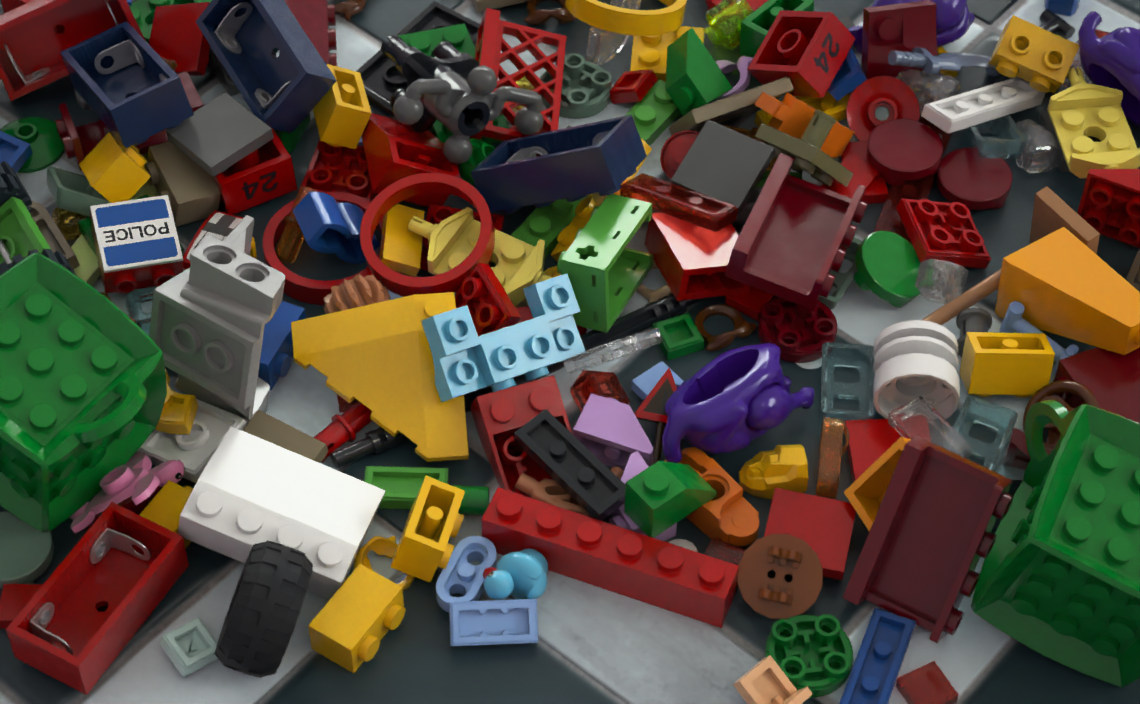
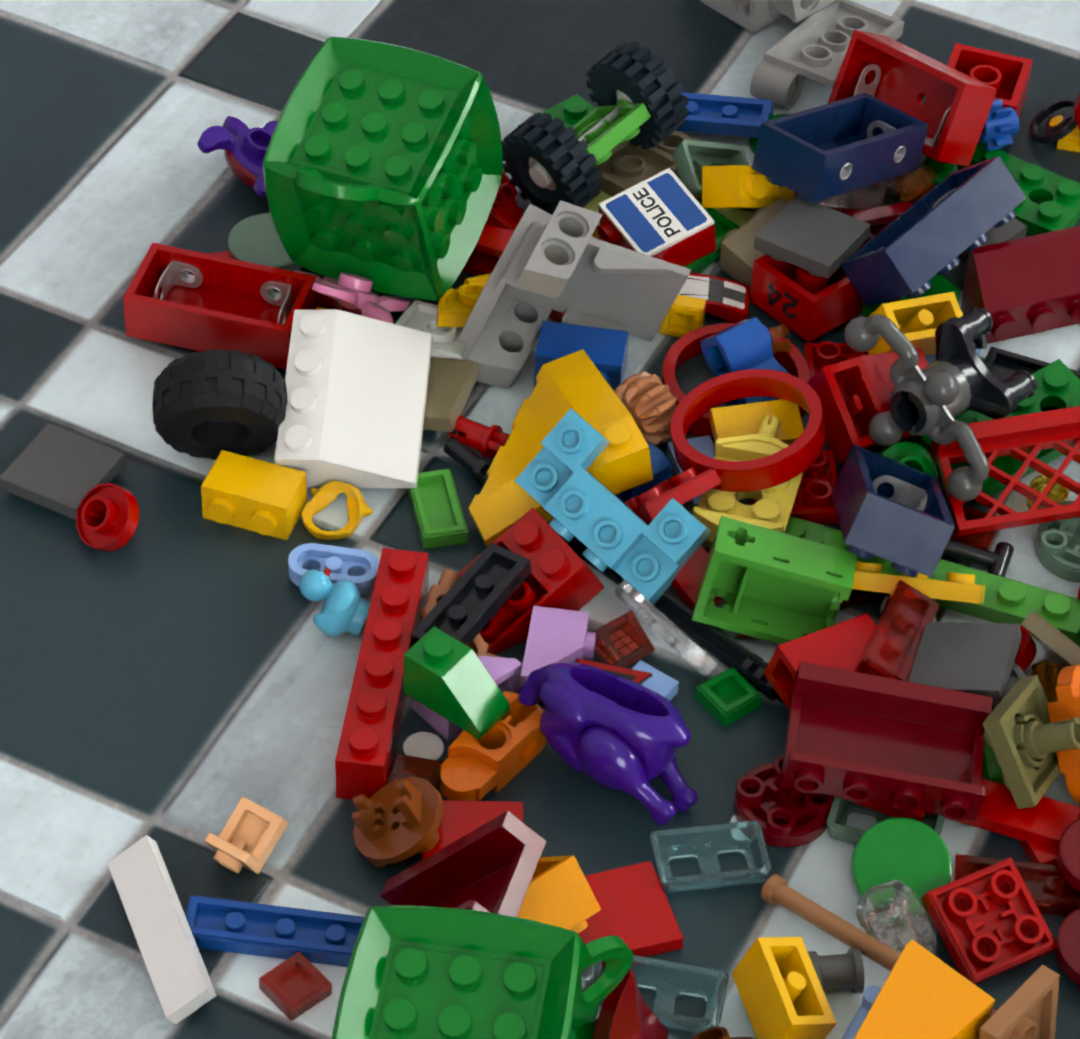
camera: 75 degrees right, 5 degrees down
(428, 529) = (368, 516): yellow brick -> none
(474, 500) = (432, 543): green hinge -> none
(493, 622) = (278, 598): light blue plate -> none
(741, 327) = (755, 750): reddish brown piece -> none
(780, 468) = (554, 808): yellow rock -> none
(811, 652) = (314, 870): green tile -> none
(830, 456) = (590, 845): clear orange piece -> none
(916, 361) = (734, 900): white wheel -> none
(923, 420) = (654, 928): clear tile -> none

